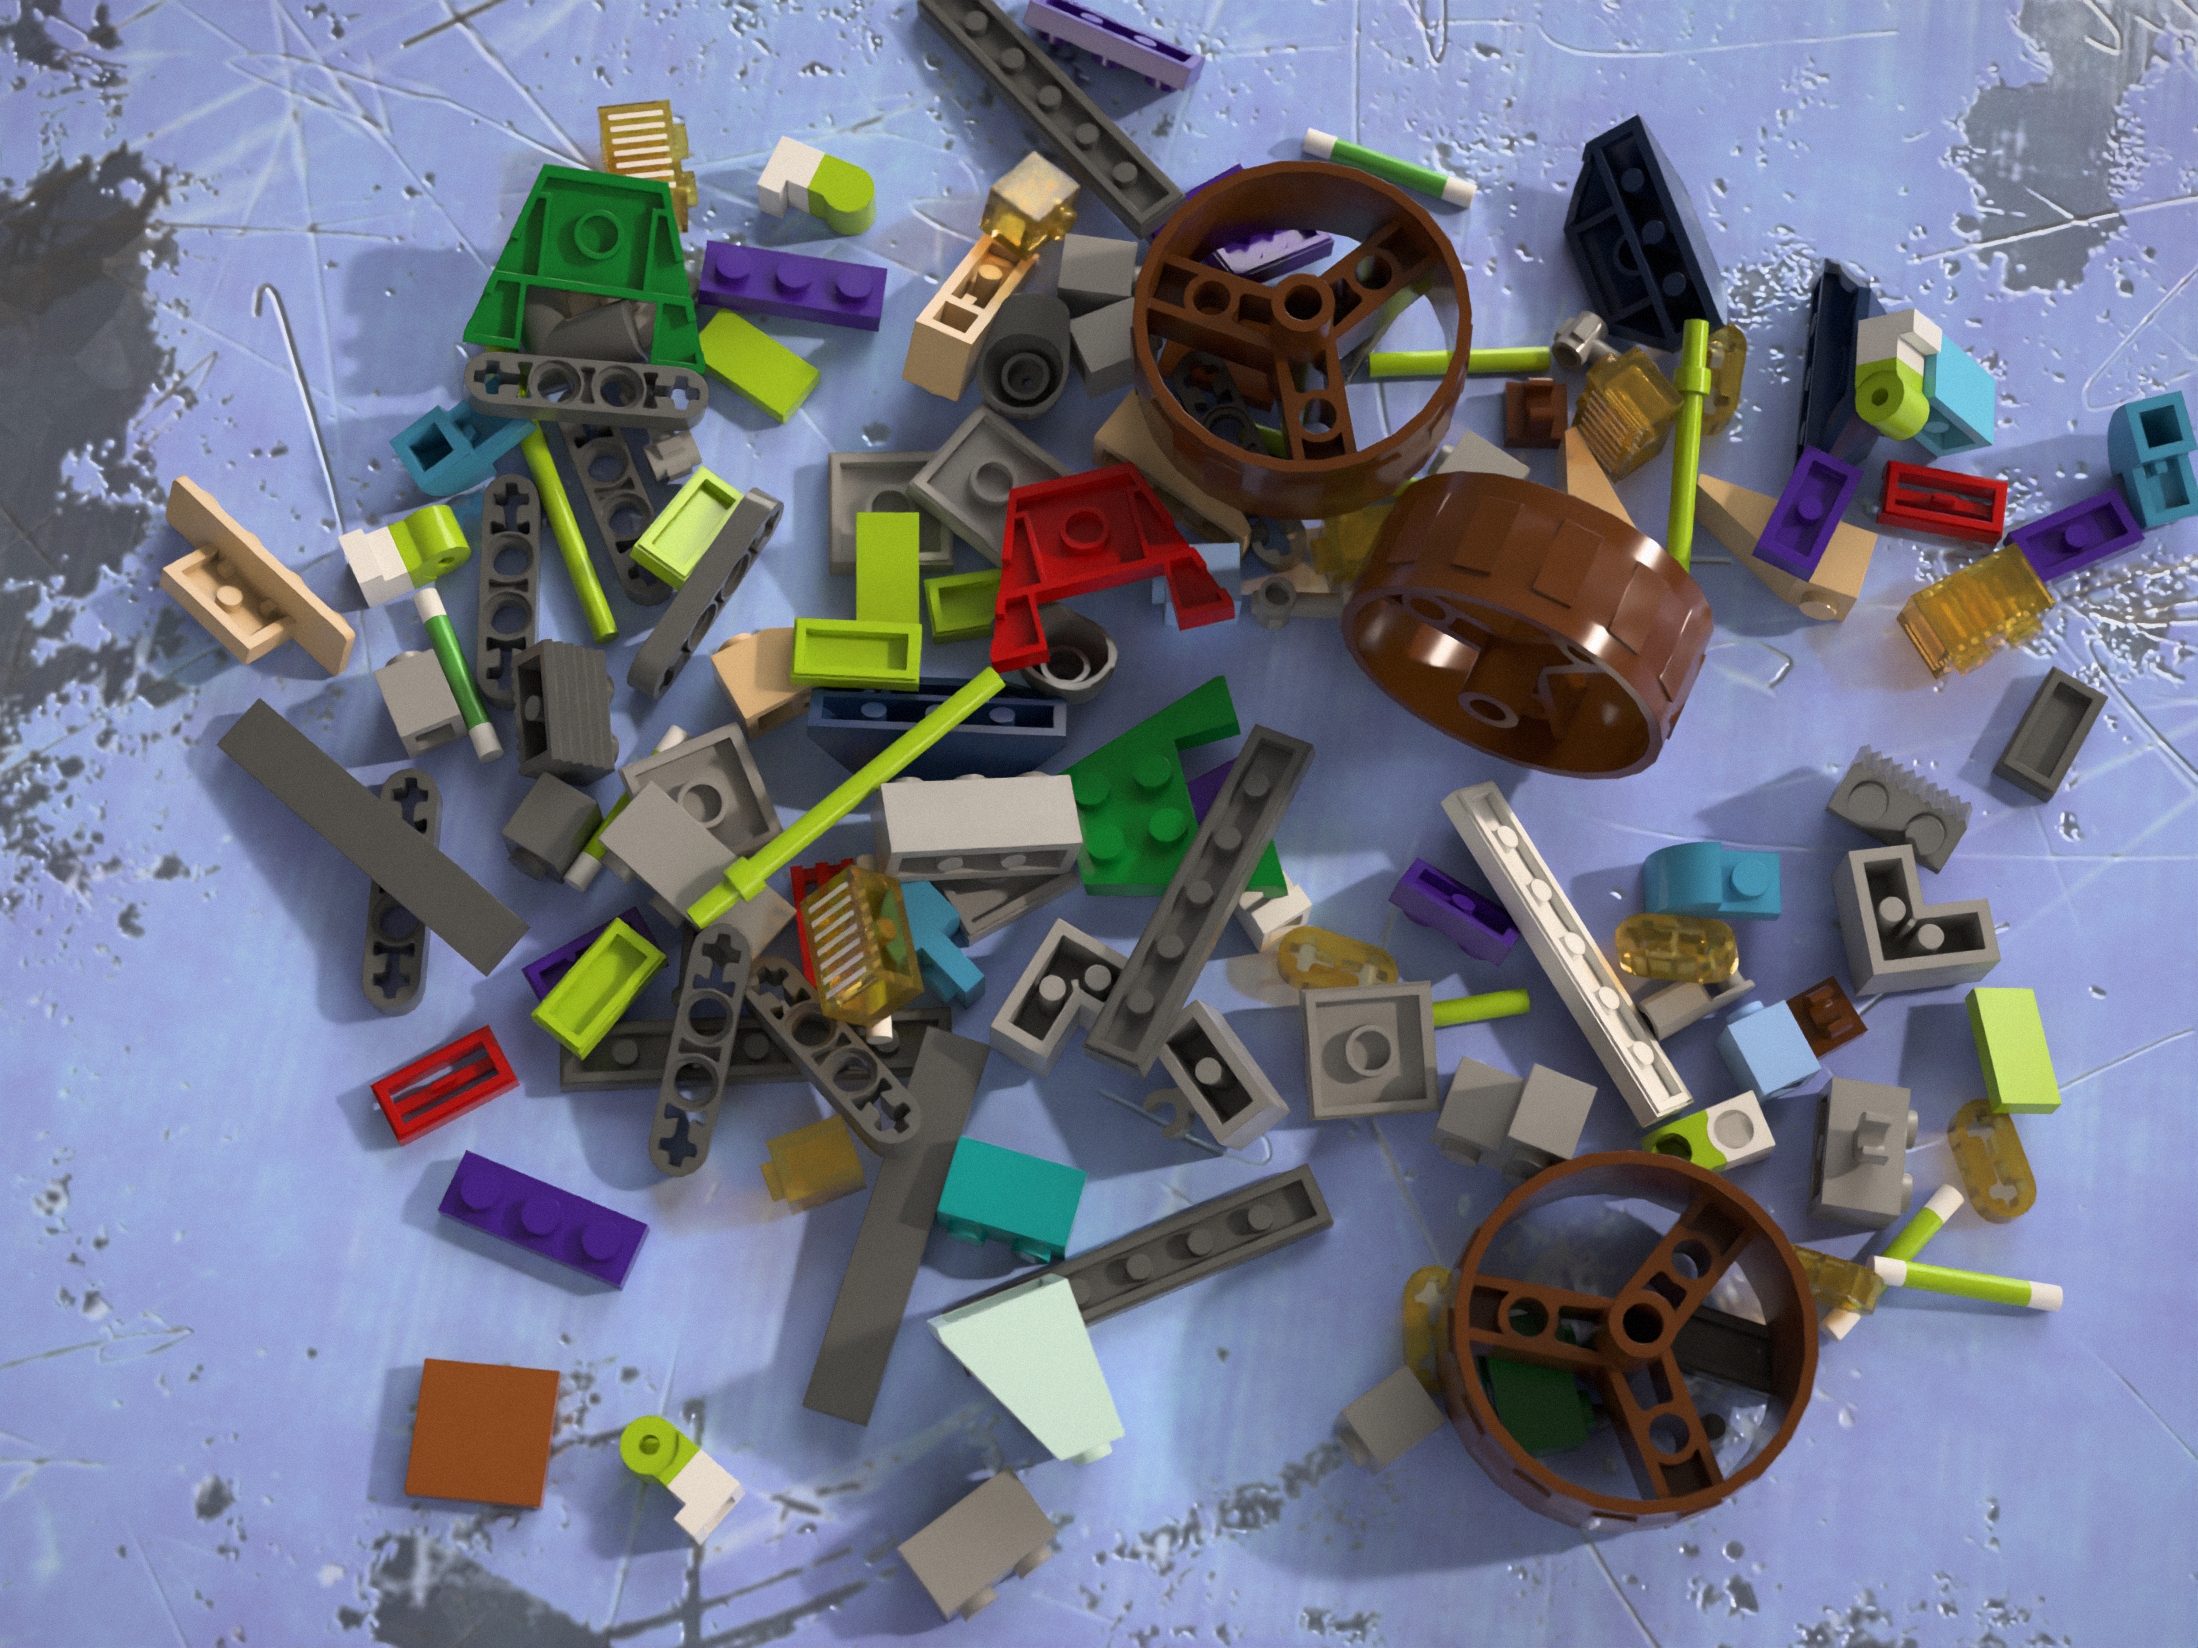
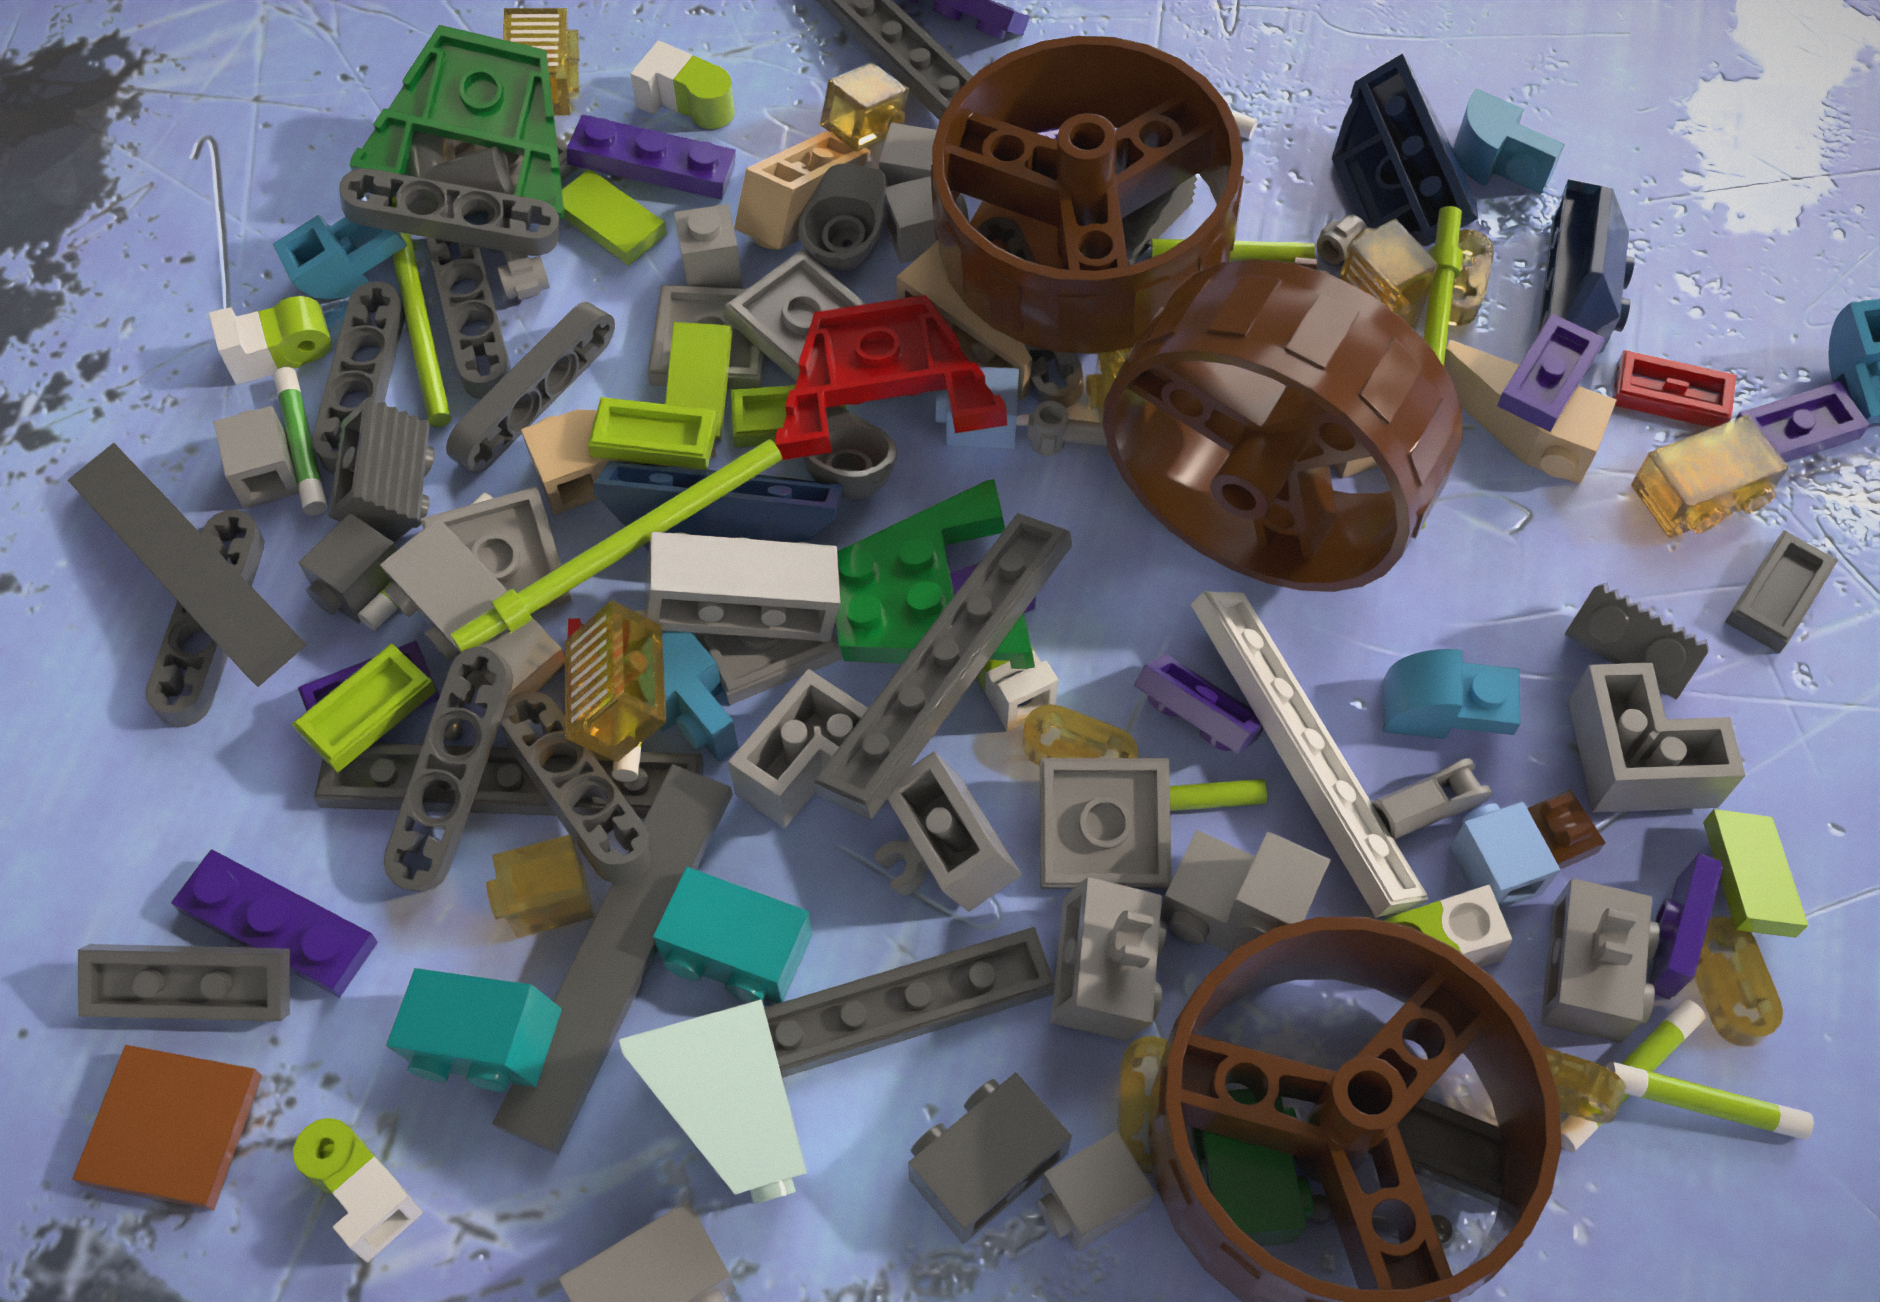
camera: 10 degrees right, 10 degrees down
(243, 589) = (123, 357): tan bracket -> none
(454, 1107) = (208, 800): red tile -> none
(471, 1291) = (184, 982): none -> dark grey plate
(686, 528) = (516, 331): lime tile -> none
(772, 1316) = (474, 1029): none -> teal brick
(877, 408) = (709, 247): none -> light grey brick
(1283, 1395) = (987, 1155): none -> dark grey brick
(1384, 1193) = (1108, 959): none -> light grey brick
(1676, 948) = (1415, 749): clear yellow beam -> none
(1740, 201) = (1496, 143): none -> dark azure brick
(1892, 371) = (1633, 250): leg -> none
(1942, 1111) = (1684, 925): none -> dark purple plate
(1959, 402) = (1671, 288): medium azure brick -> none

